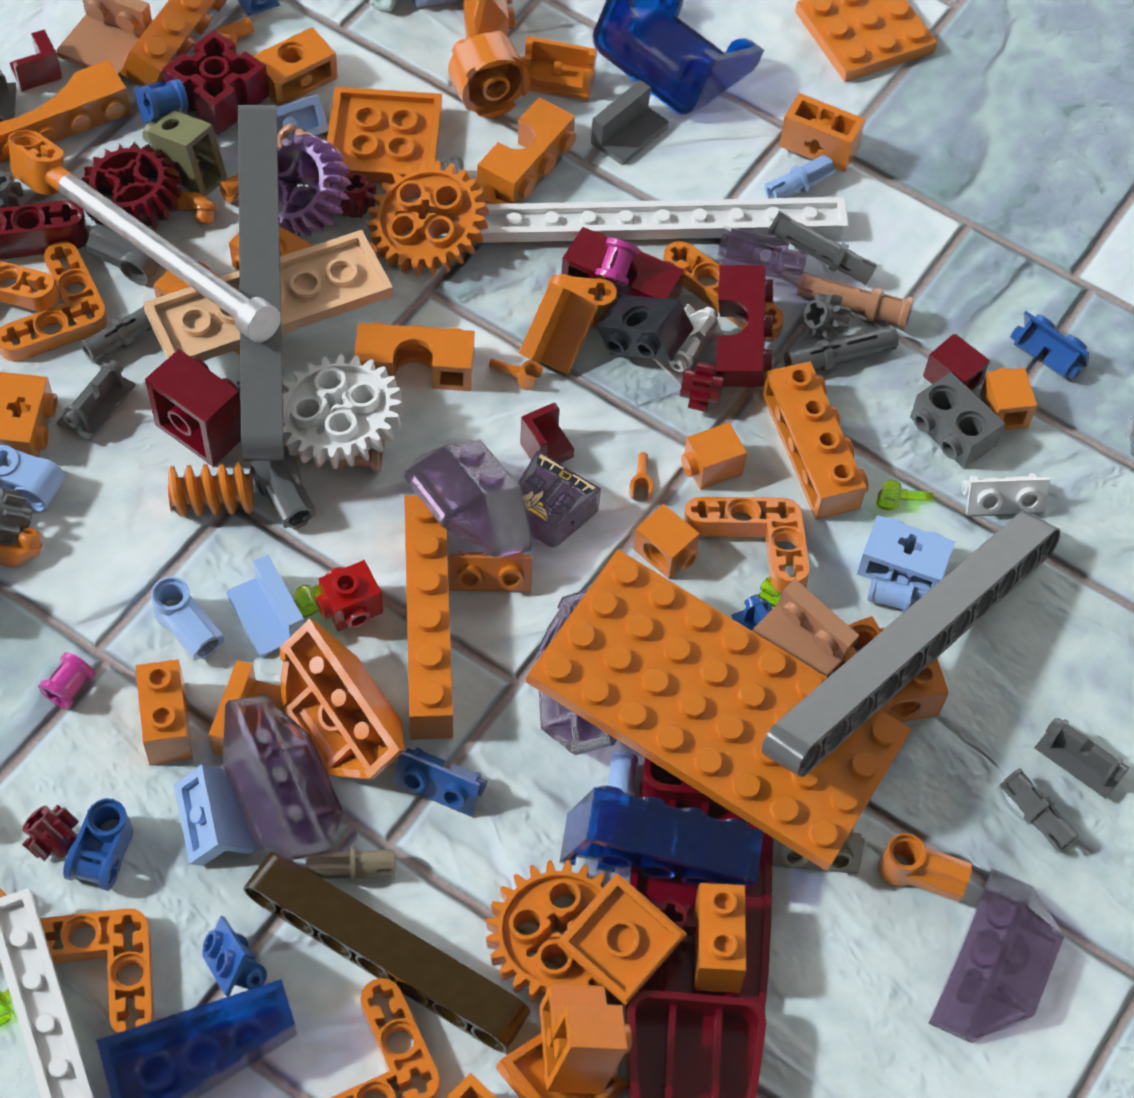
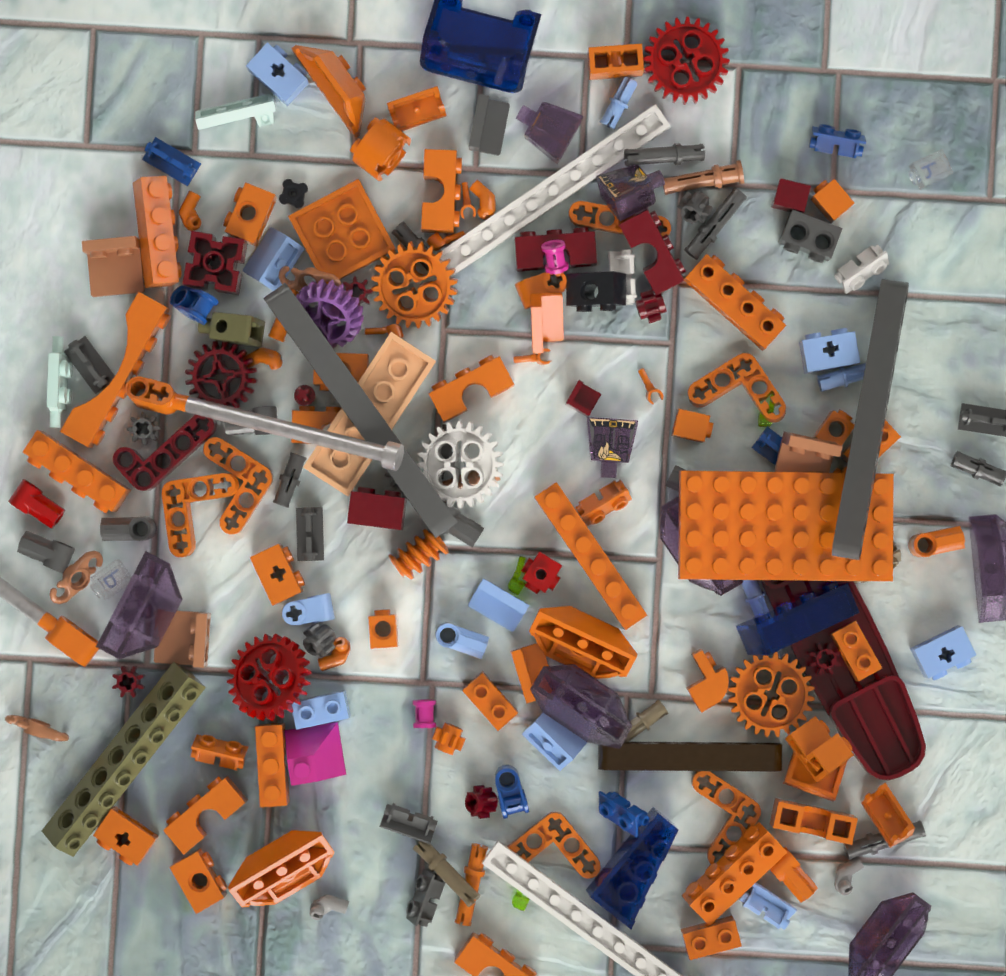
camera: 25 degrees left, 30 degrees up
(37, 68) = (86, 314): dark red panel -> none
(72, 726) = (448, 738): none -> orange gear
(99, 566) = (377, 640): none -> orange brick
(209, 246) = (304, 395): none -> dark red axle
(358, 75) = (296, 200): none -> black plate
(427, 777) = (669, 645): blue hinge -> none
(472, 496) = (567, 473): clear purple wedge -> none
(477, 873) = (713, 686): none -> orange brick
(549, 184) = (466, 199): none -> orange hand
(576, 187) = (487, 200): none -> orange arm
(621, 939) = (810, 687): orange plate -> none
(702, 161) = (550, 128): none -> clear purple torso
(714, 456) = (684, 351): orange brick -> none
(872, 1014) = (927, 653): none -> light blue brick
(882, 180) = (664, 71): none -> red gear
(892, 493) = (797, 310): clear neon green hand -> none

